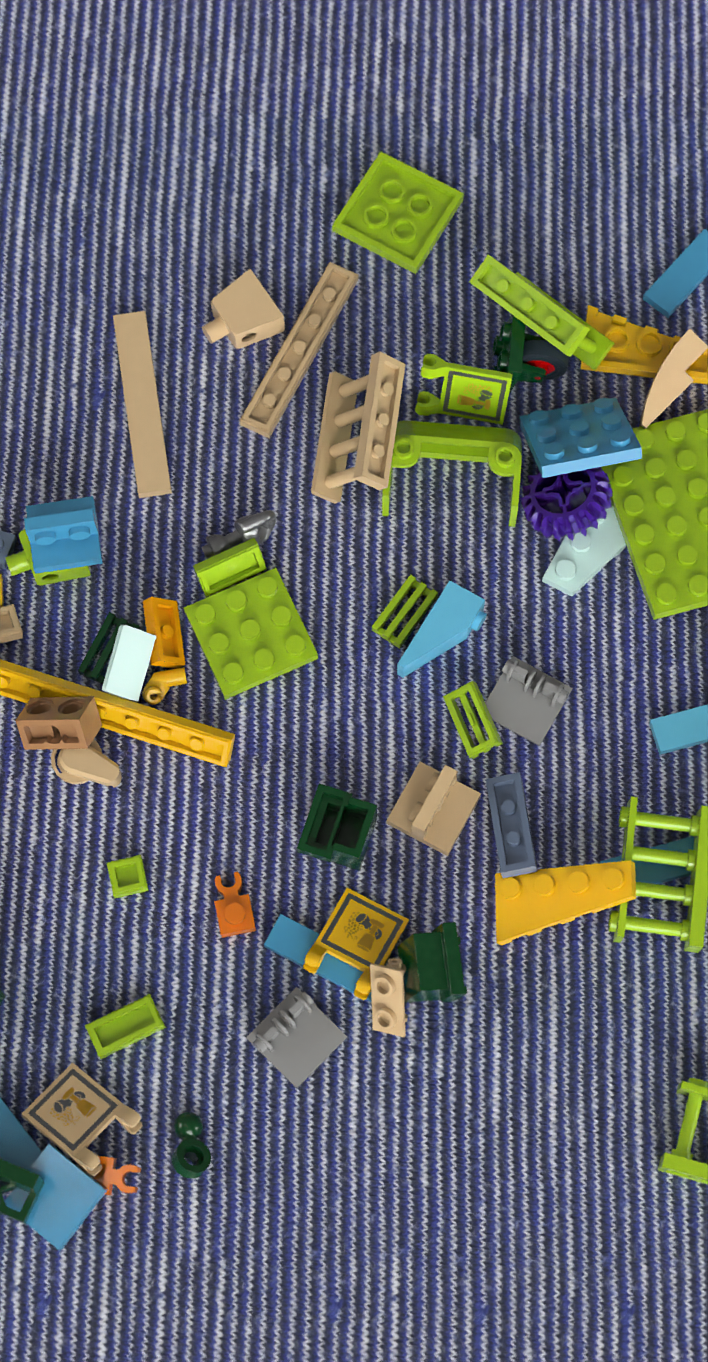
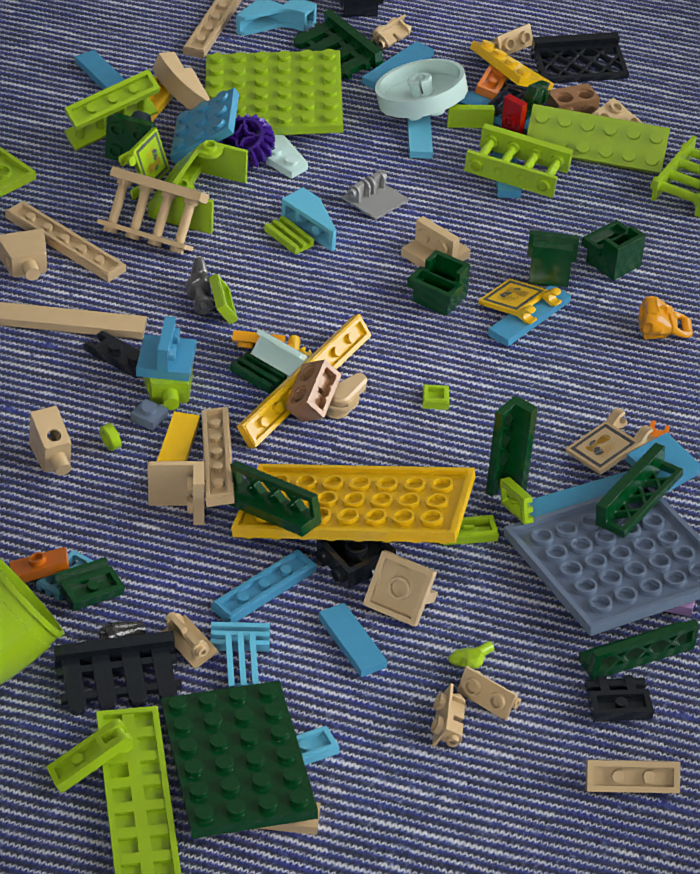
camera: 80 degrees left, 30 degrees down
(99, 474) = (114, 353): none -> black hinge
(125, 1026) = (548, 421): lime tile -> none
(188, 1128) = (649, 401): dark green plate -> none
(233, 911) = (477, 351): orange plate -> none
(250, 633) = (275, 304): lime plate -> none
(296, 1037) = (576, 340): light grey hinge -> none
(368, 1145) = (660, 320): none -> light orange piece
(388, 997) = (567, 281): tan hinge -> none
(484, 744) = (381, 224): lime tile -> none
(504, 1048) = (615, 249): none -> dark green plate
(511, 825) = (464, 214): sand blue plate -> none
(558, 896) = (518, 202): yellow wing -> none

